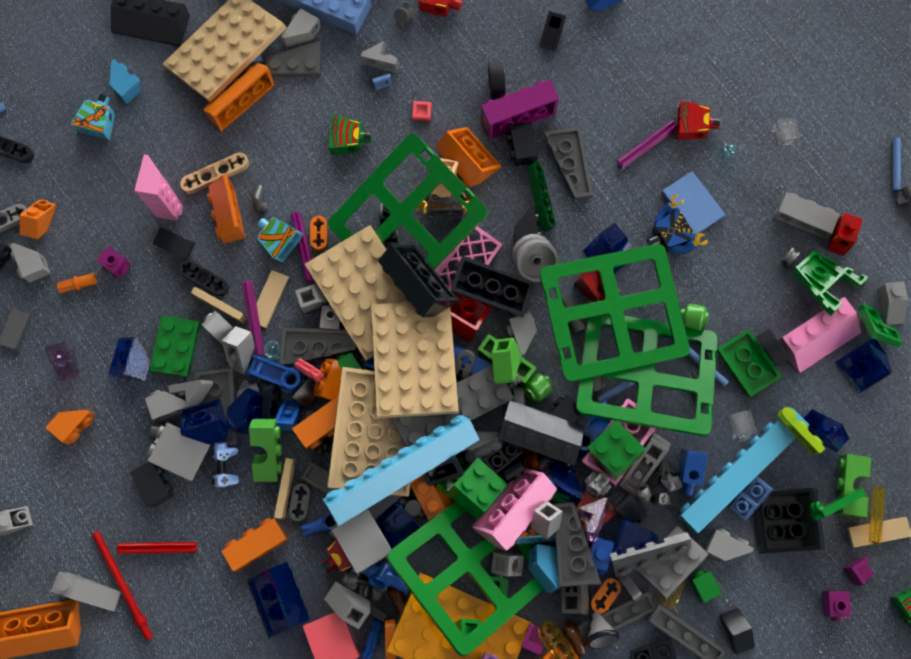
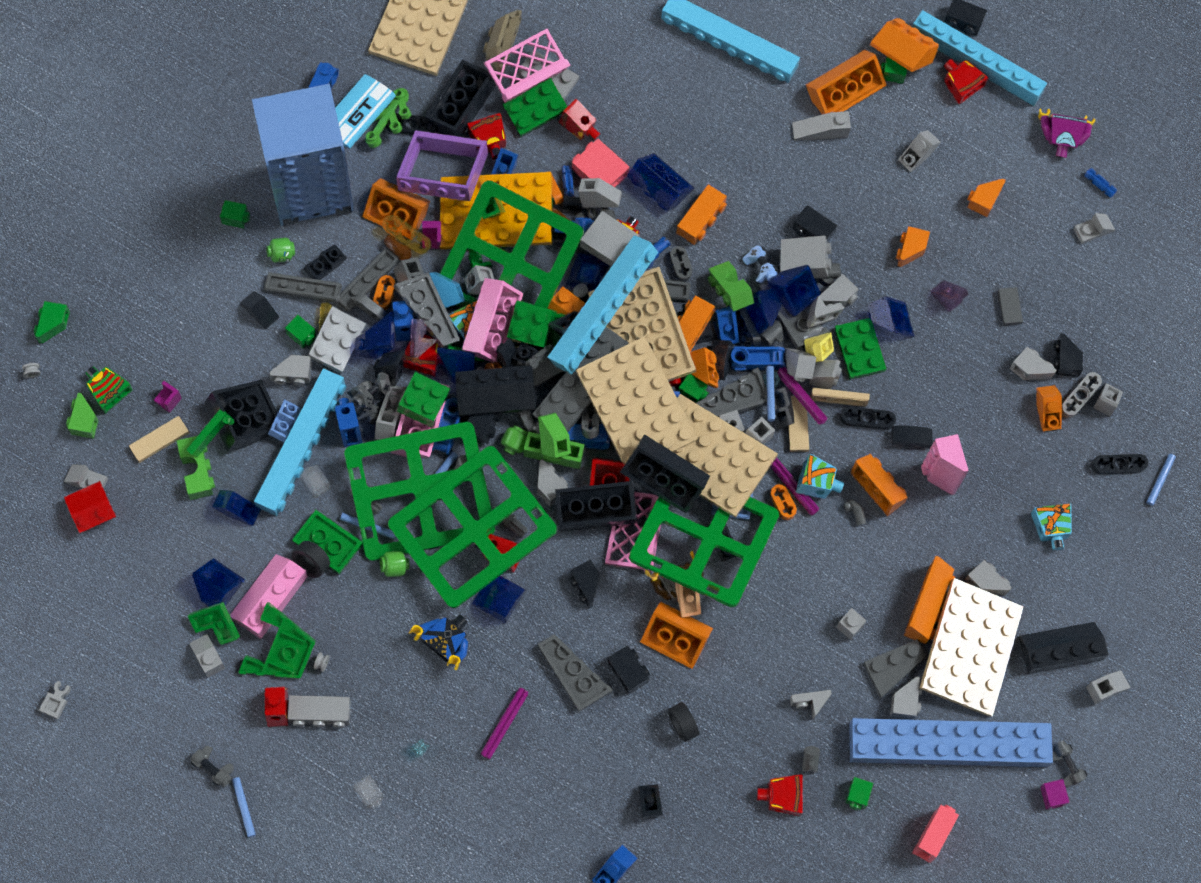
camera: 150 degrees right, 5 degrees down
(76, 283) = (979, 366): orange axle -> none
(114, 262) = (955, 396): magenta brick -> none
(123, 83) = (1049, 570): dark azure slope -> none
(139, 619) = (766, 124): red bar -> none
(157, 547) = (782, 182): red axle -> none
(180, 94) = (987, 579): none -> light grey slope
(212, 358) = (819, 346): none -> light yellow slope
(213, 169) = (911, 519): tan beam -> none
(275, 317) = (783, 408): none -> black slope
(280, 332) = (770, 393): none -> medium blue bar
(285, 488) = (698, 267): tan tile -> none
(308, 370) = (727, 367): coral axle -> none
(314, 104) = (851, 624): none -> light grey brick
(347, 136) = (804, 606): torso -> none
(381, 81) = (800, 680): medium blue slope -> none
(421, 111) = (744, 666): coral tile -> none
(520, 107) = (647, 697): magenta brick -> none
(532, 254) = (568, 552): light grey wheel -> none
(541, 196) = (590, 621): dark green beam -> none
(546, 519) = (460, 318): light grey brick -> none
(598, 483) = (428, 369): light grey gear -> none
(600, 633) = (378, 258): light grey hat -> none
(651, 552) = (363, 327): dark grey wing -> none
(694, 121) = (466, 765): red torso -> none
(698, 206) = (435, 680): medium blue tile -> none
(800, 431) = (262, 487): lime hinge -> none
(836, 604) = (180, 361): magenta brick -> none
(877, 515) = (166, 450): clear yellow axle -> none

